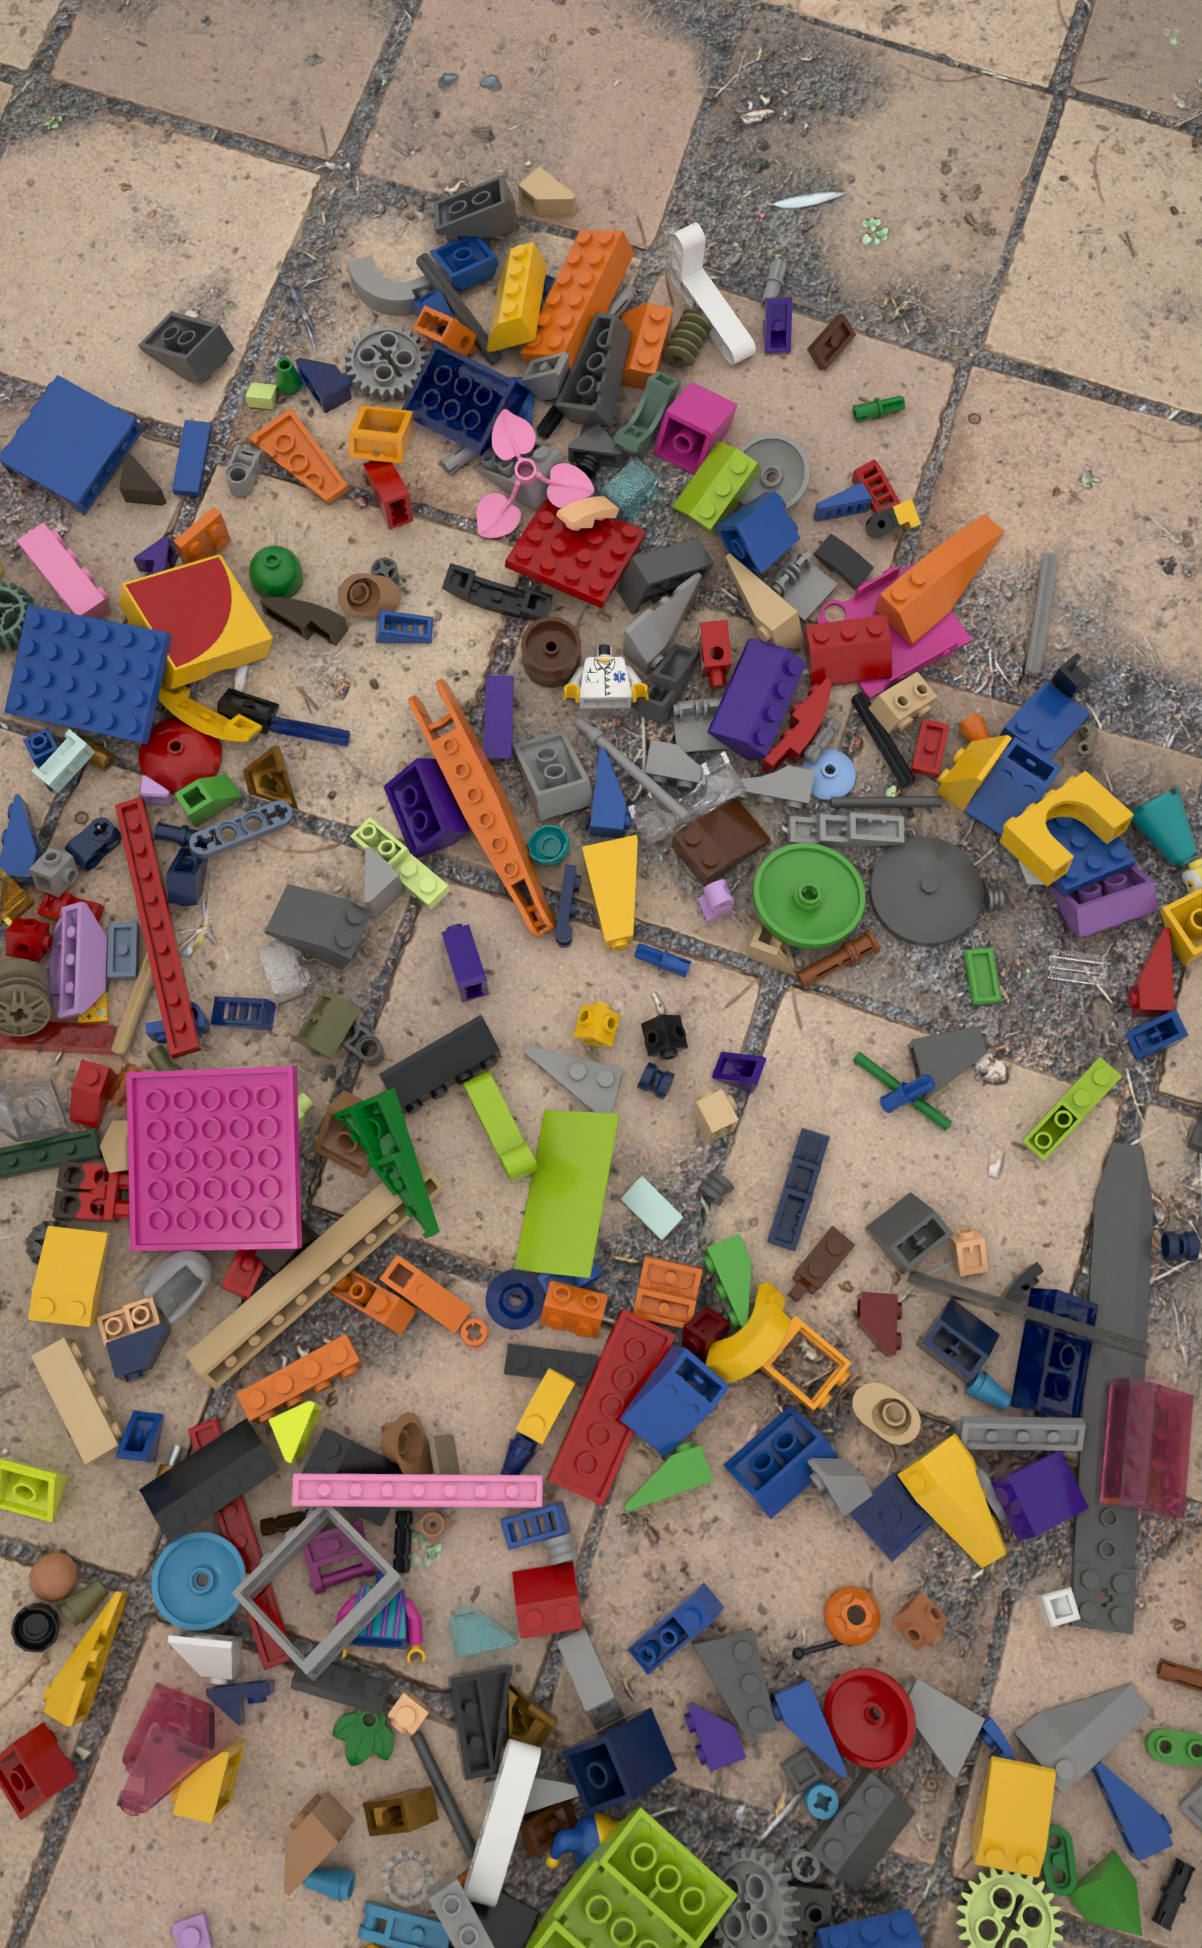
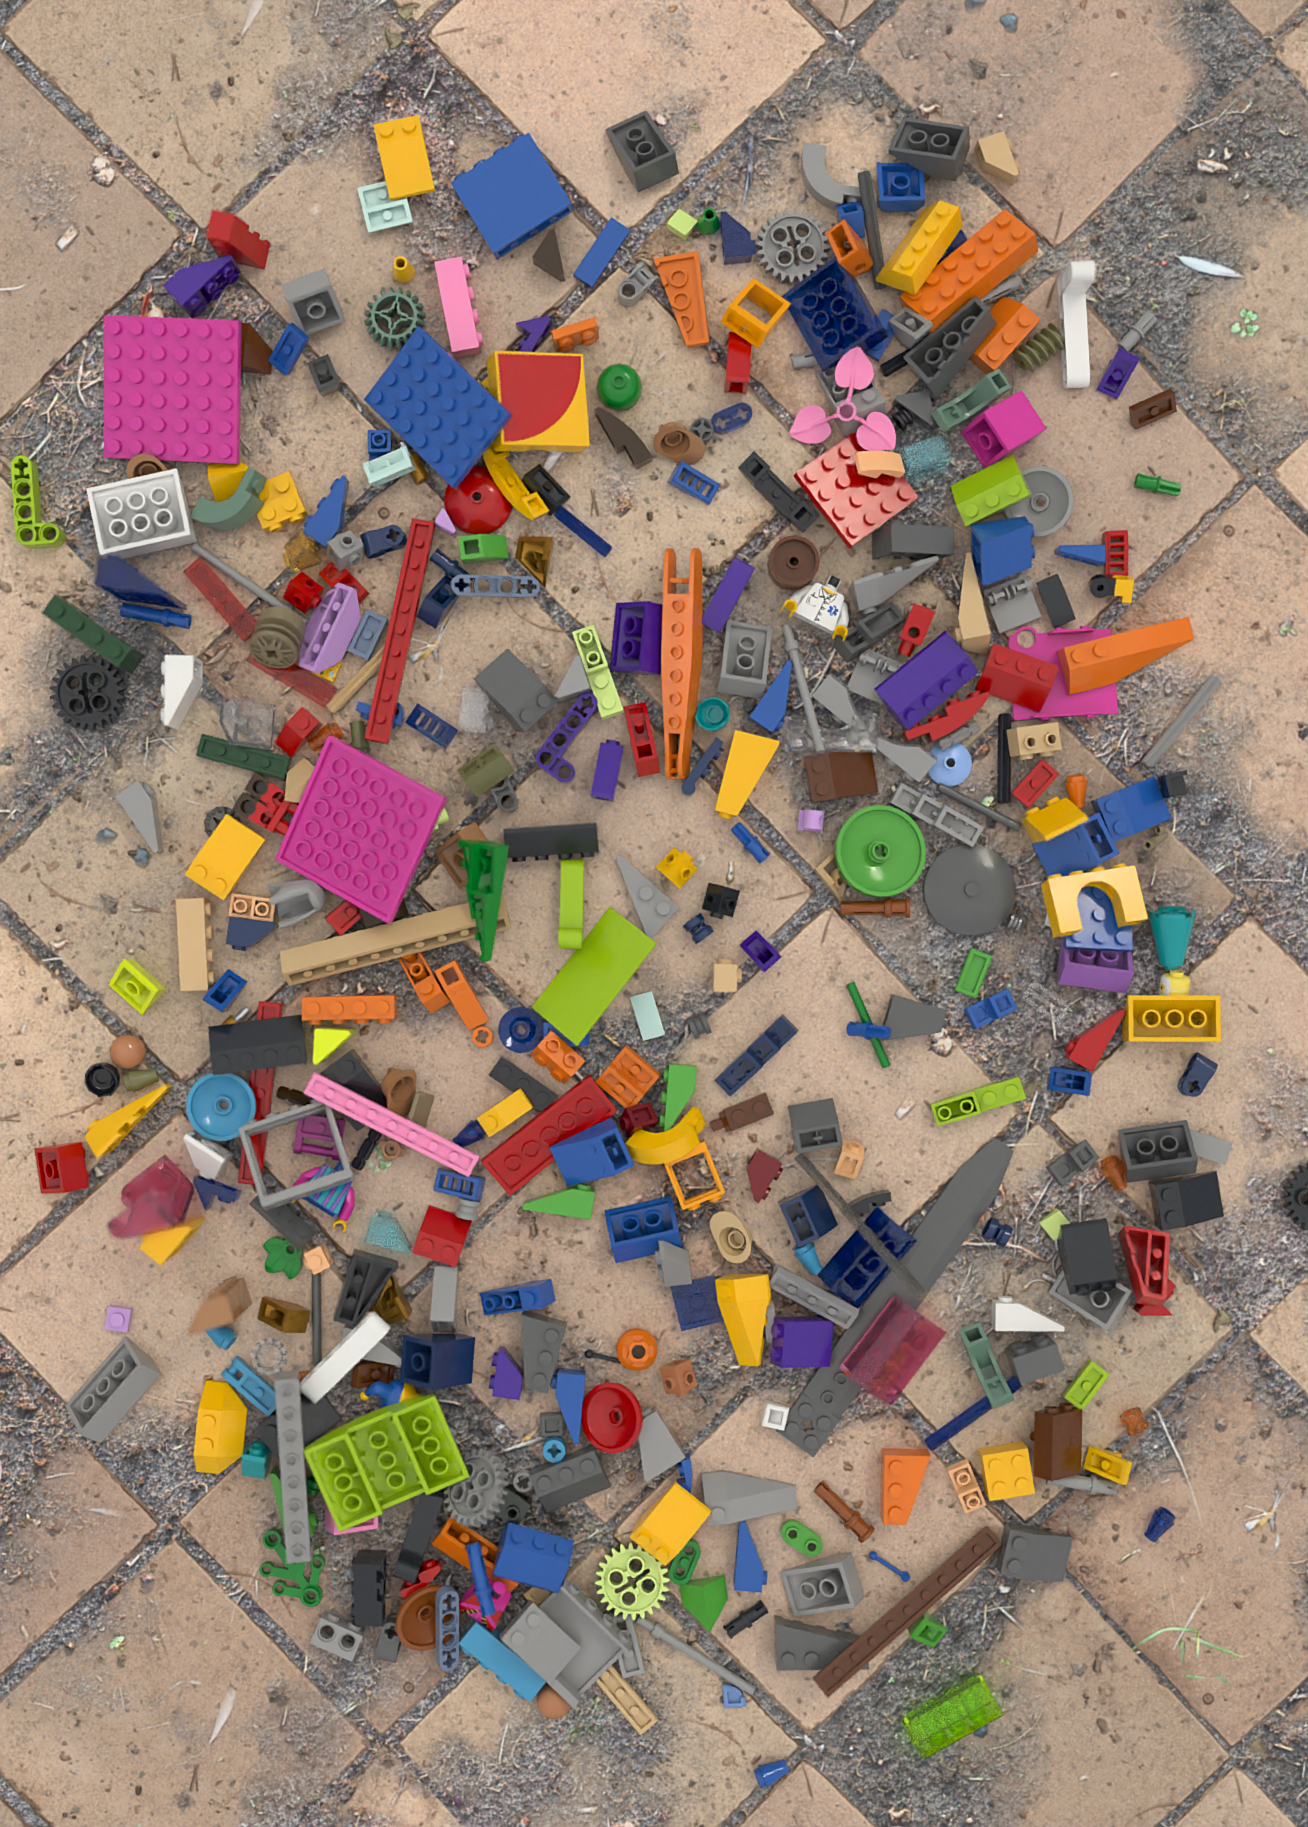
camera: 30 degrees right, 15 degrees up
(403, 944) = (570, 733): none -> dark purple beam
(413, 550) = (729, 413): none -> clear blue beam
(486, 911) = (641, 739): none -> red slope
(1023, 1004) = (990, 1008): none -> blue slope

